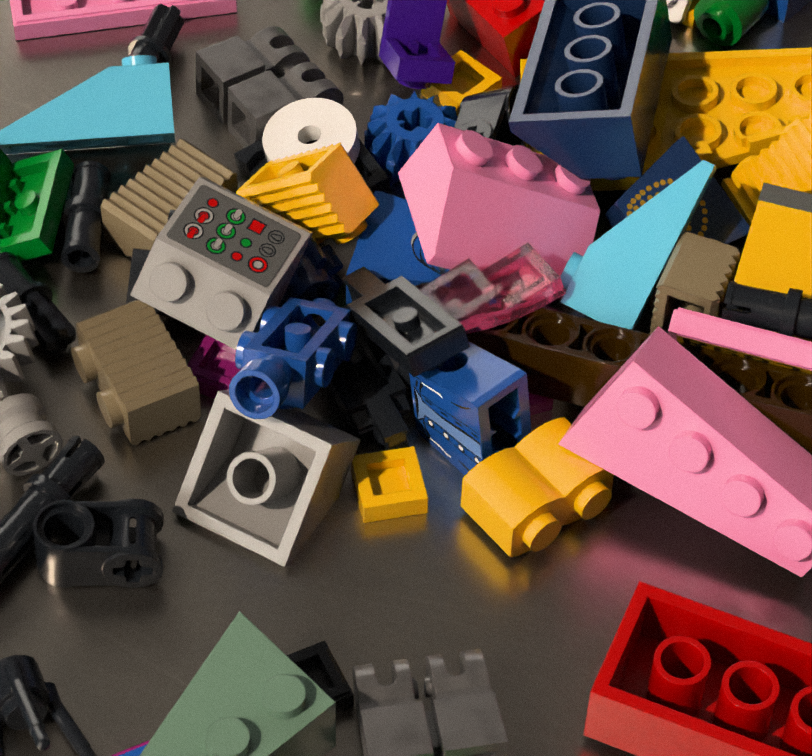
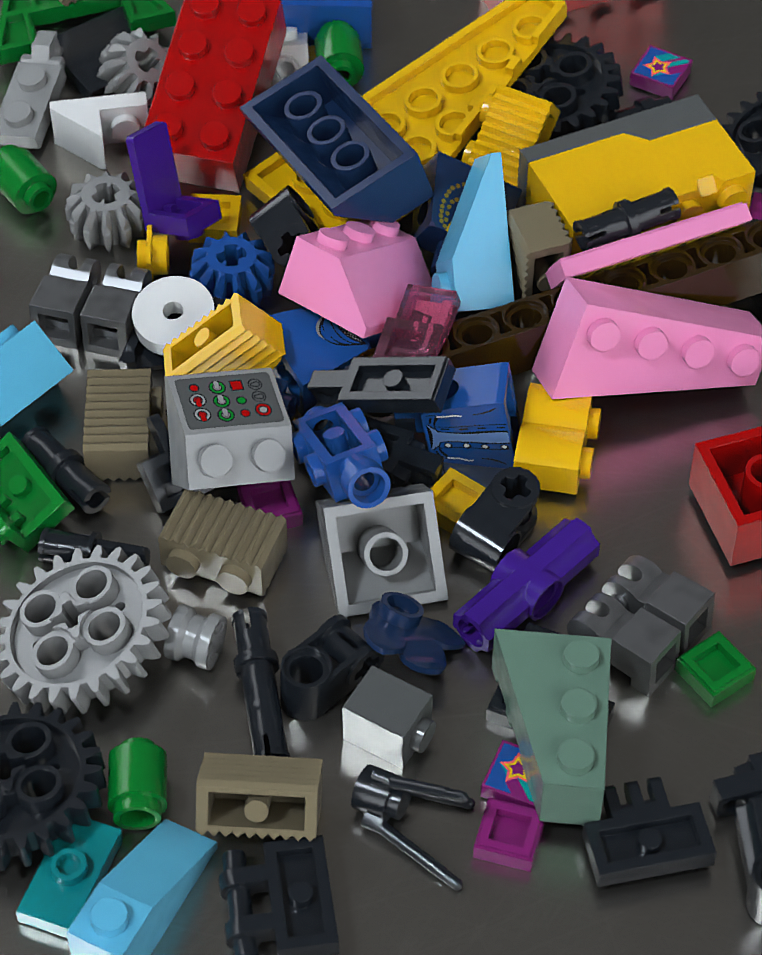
camera: 40 degrees left, 0 degrees up
(98, 628) = (388, 717): none -> dark grey brick
(201, 569) = (400, 629): none -> dark blue plate
(361, 603) = (526, 583): none -> dark purple piece
(364, 80) = (153, 253): none -> yellow plate
(392, 528) = (498, 518): none -> black piece

